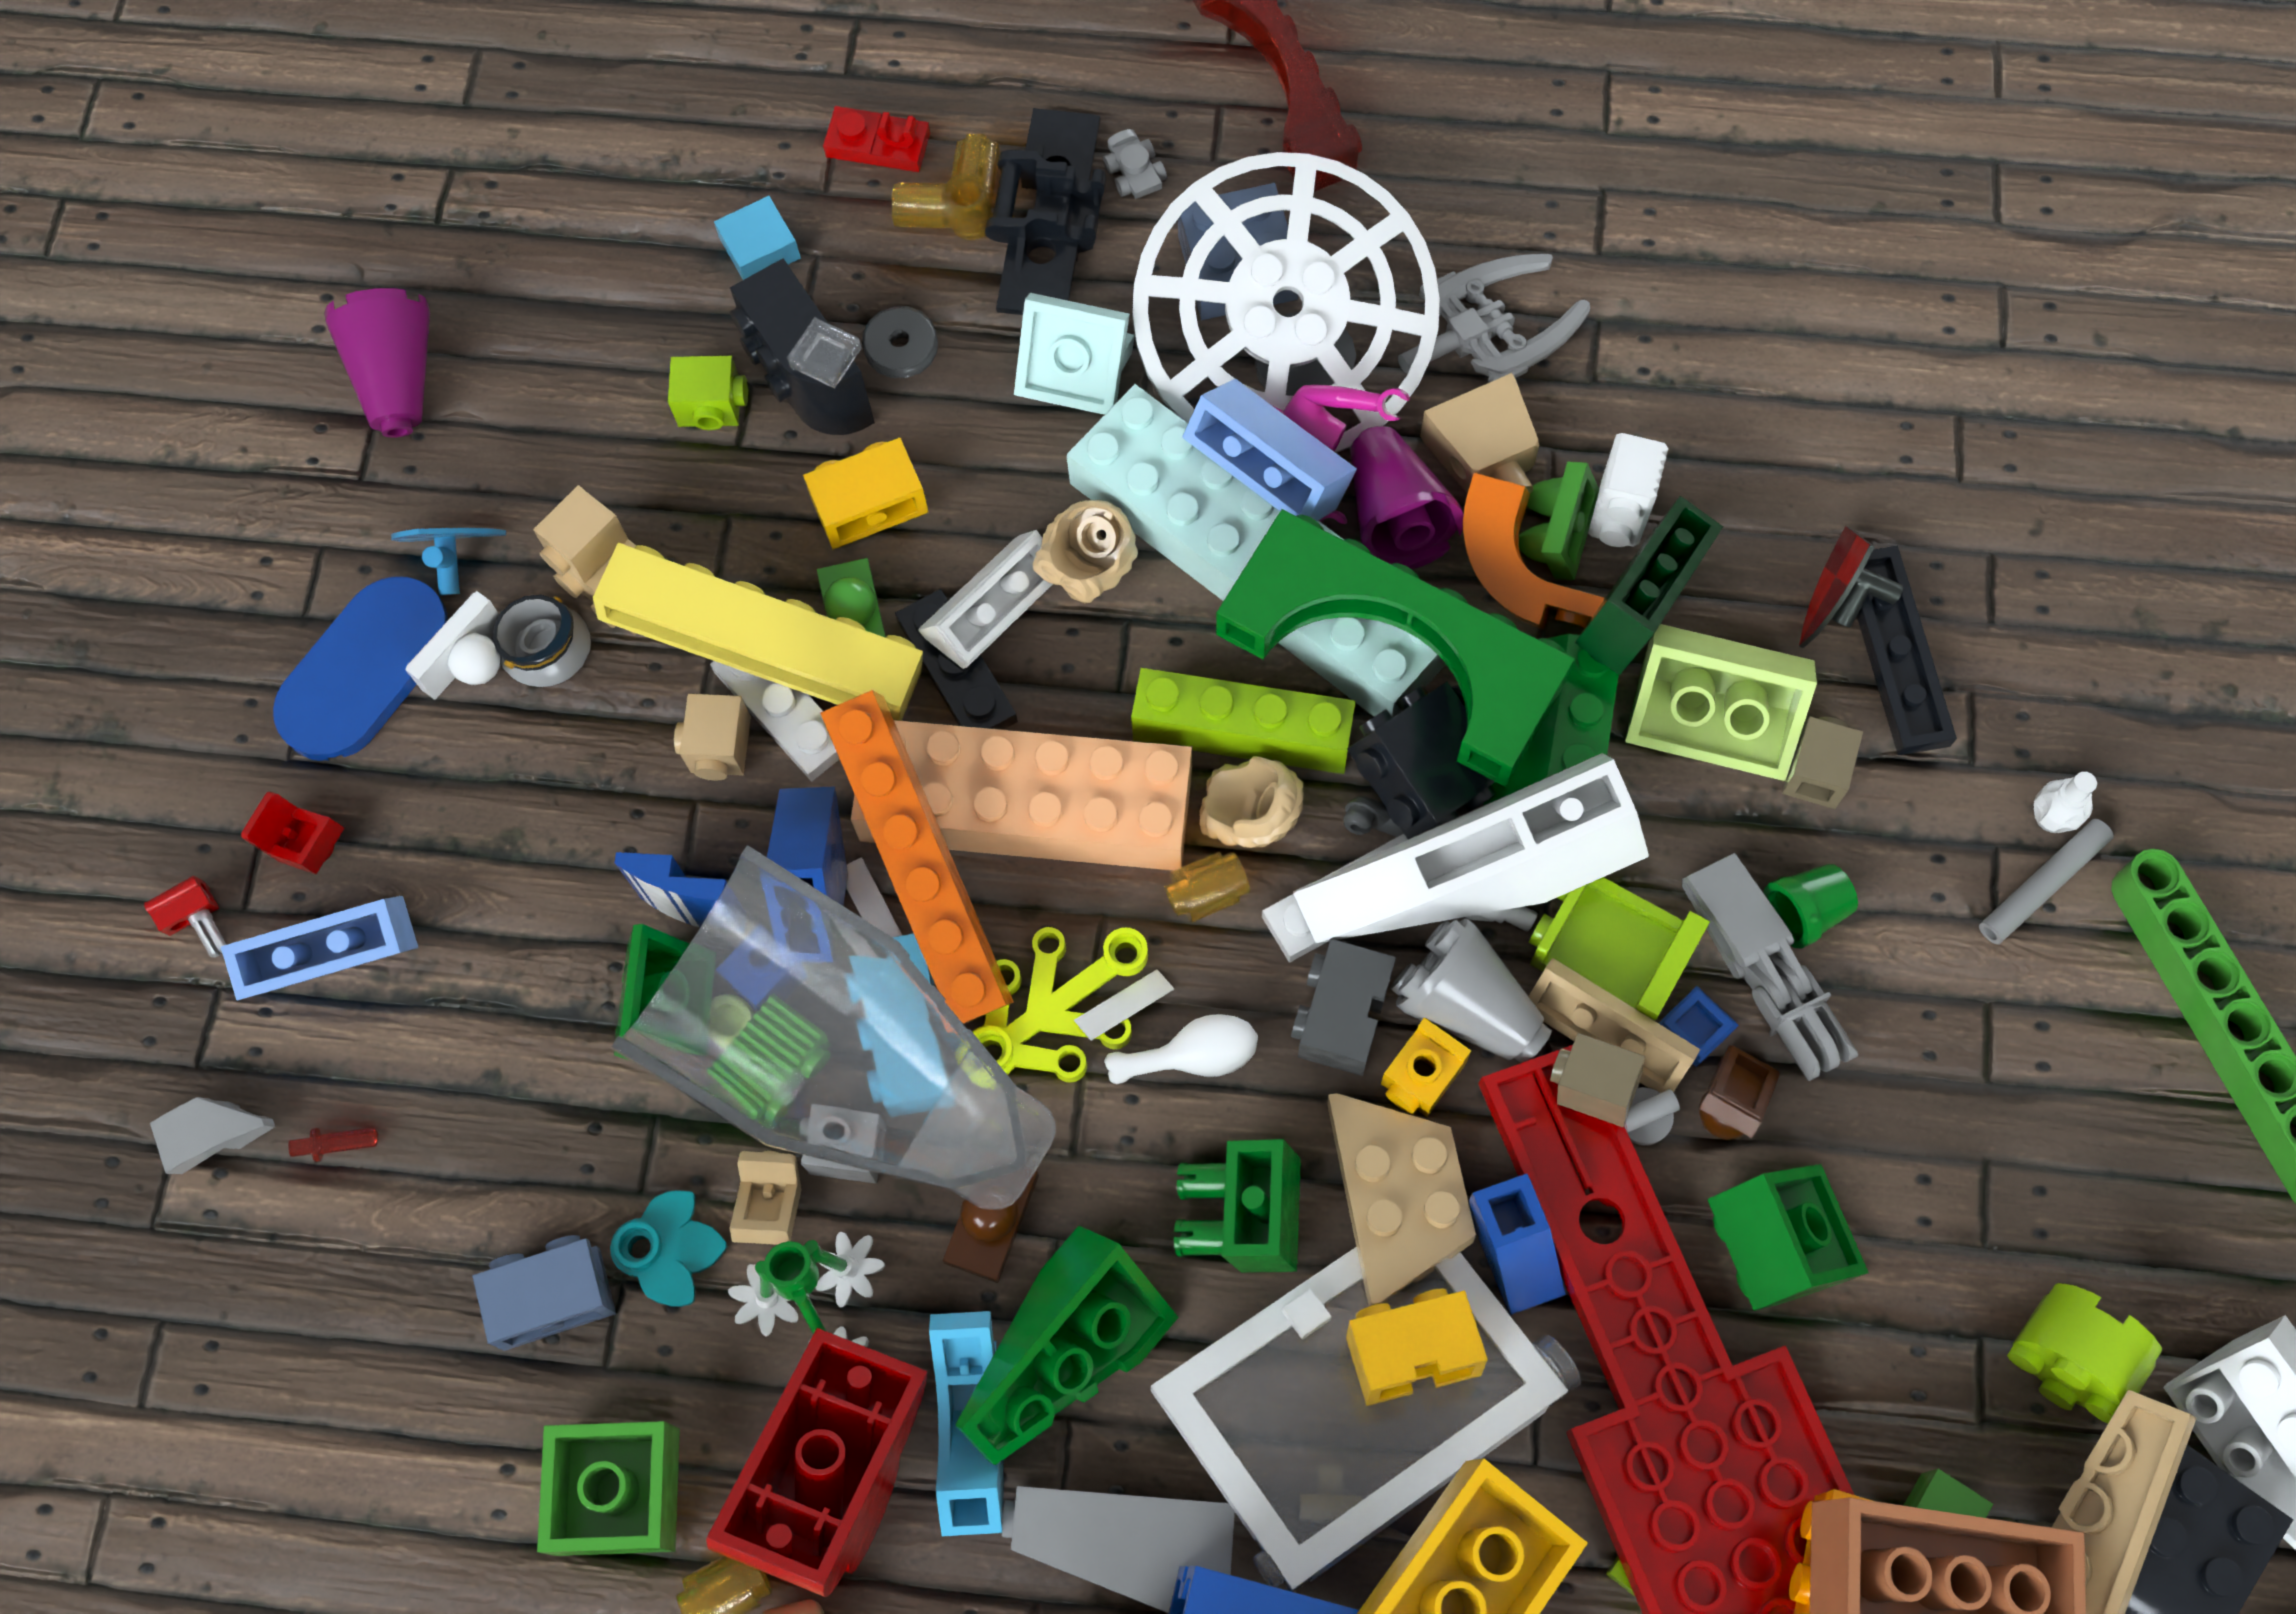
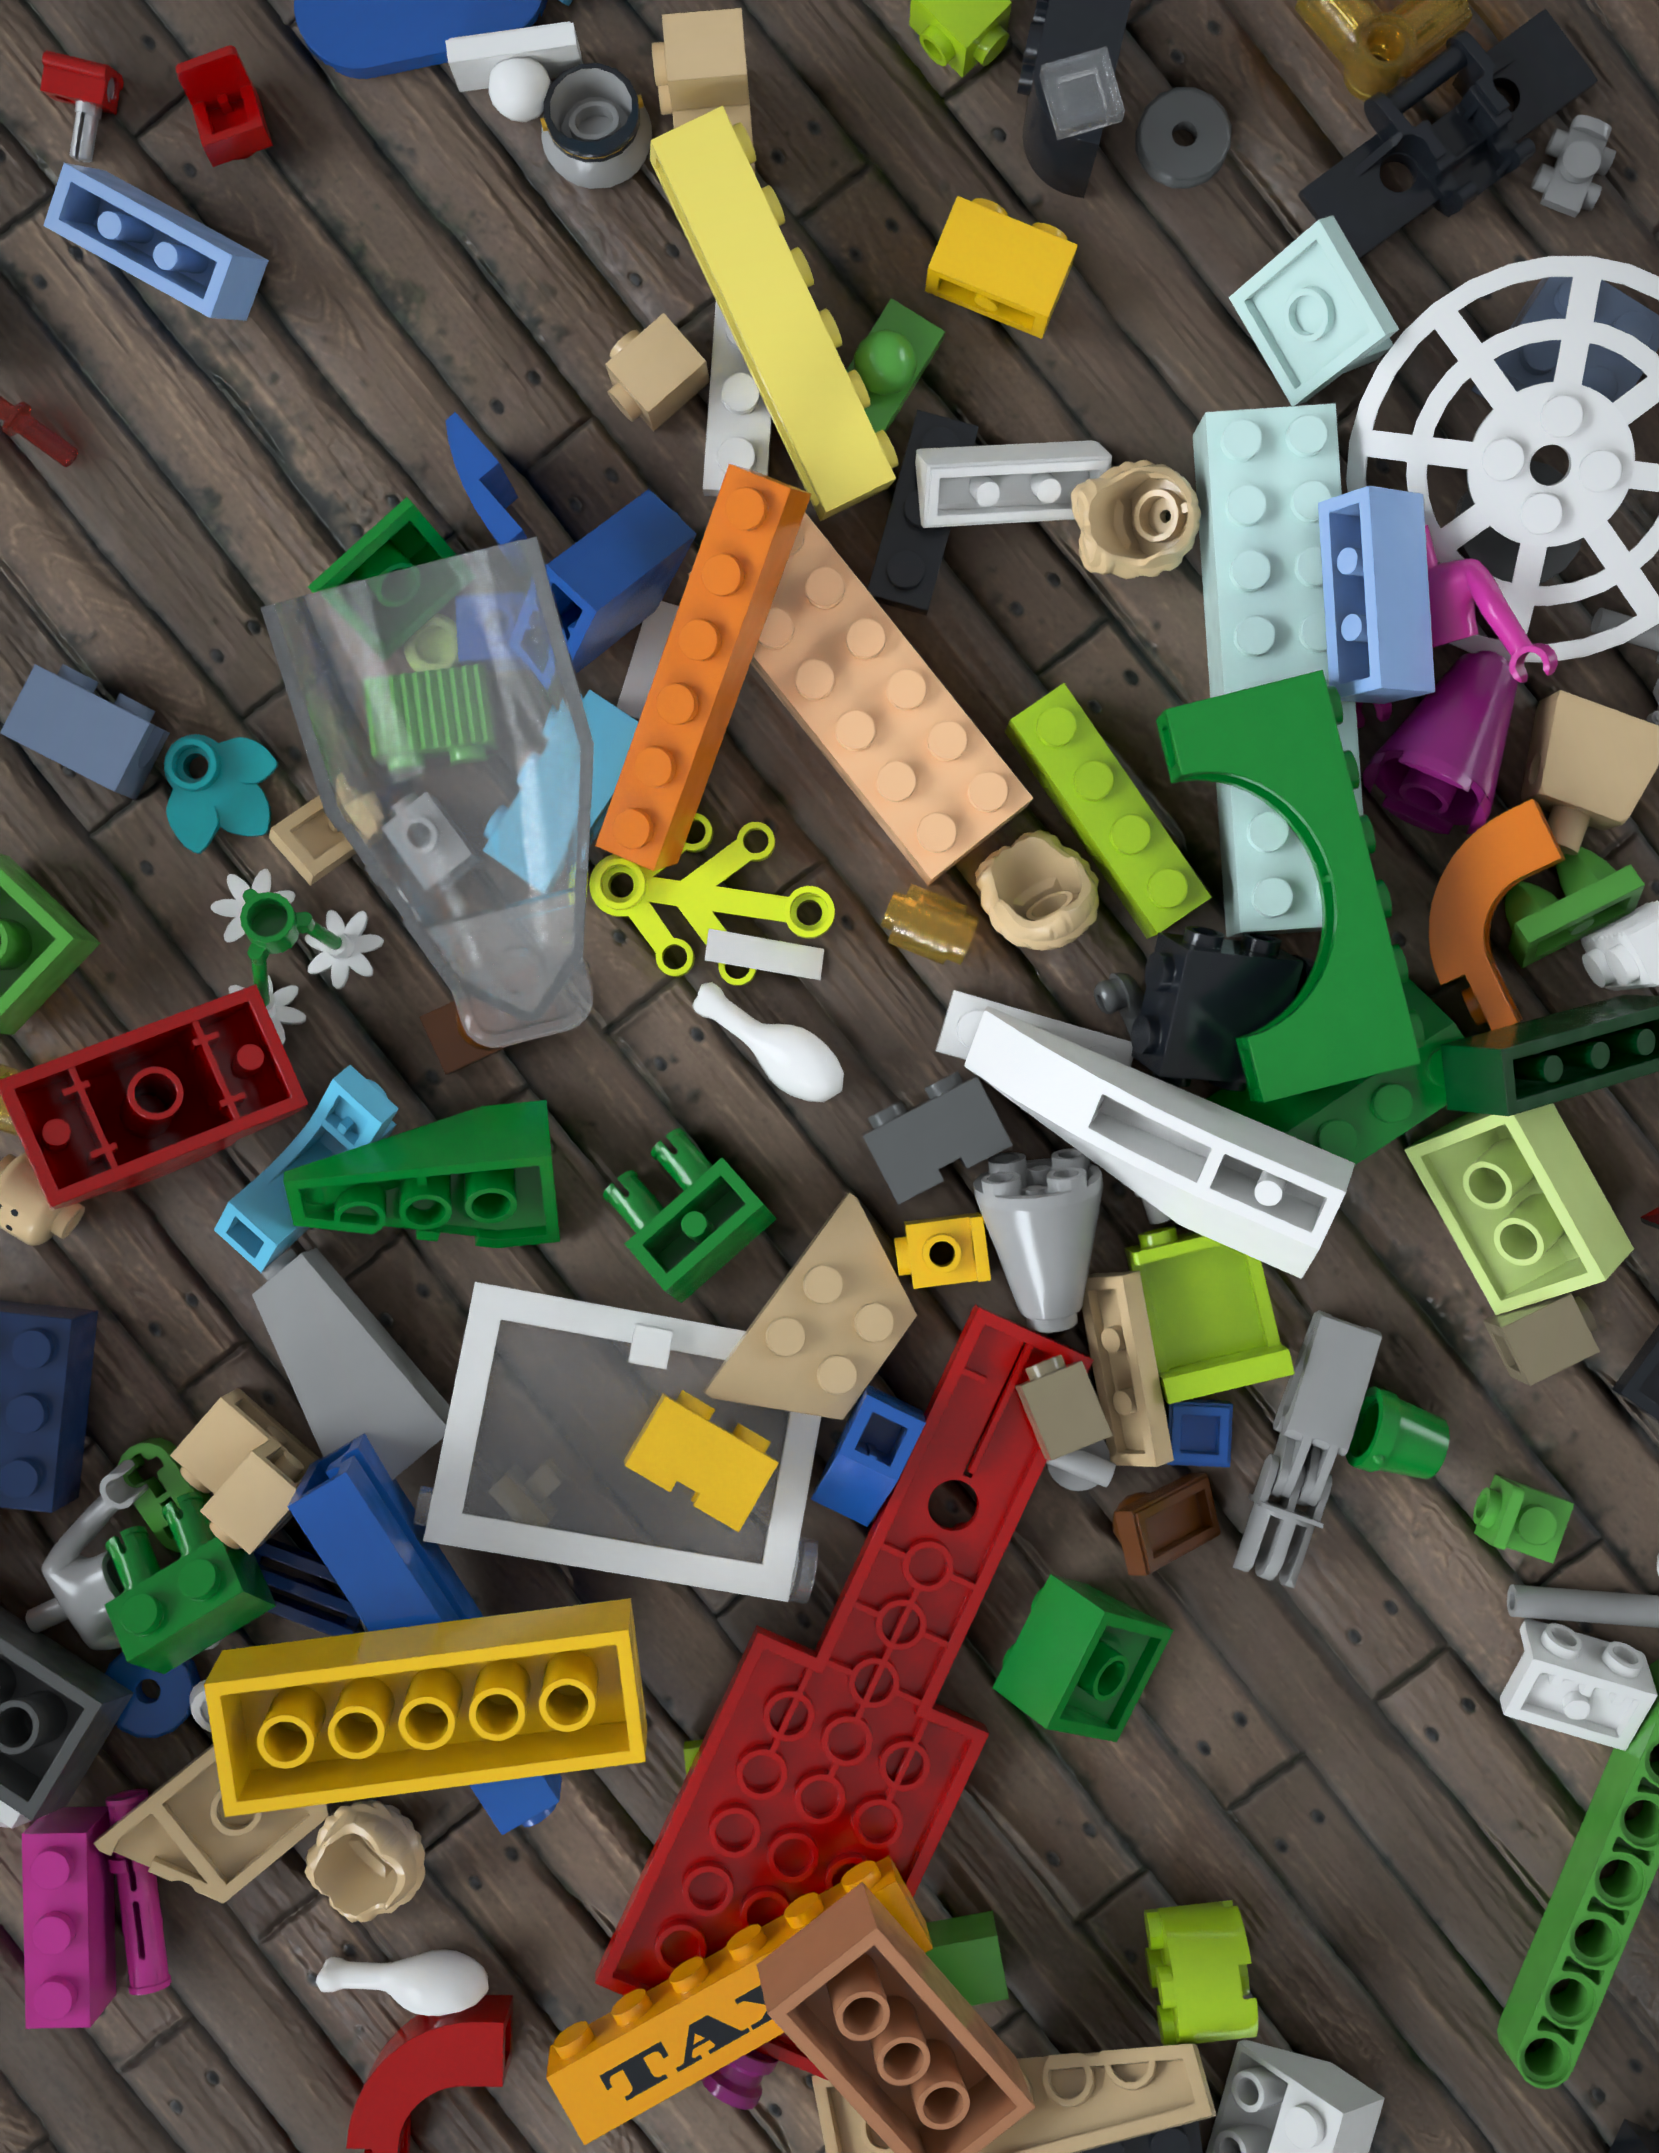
camera: 35 degrees right, 20 degrees up
(1937, 879) = (1521, 1518): none -> bright green bracket
(2086, 941) = (1579, 1685): none -> white bracket

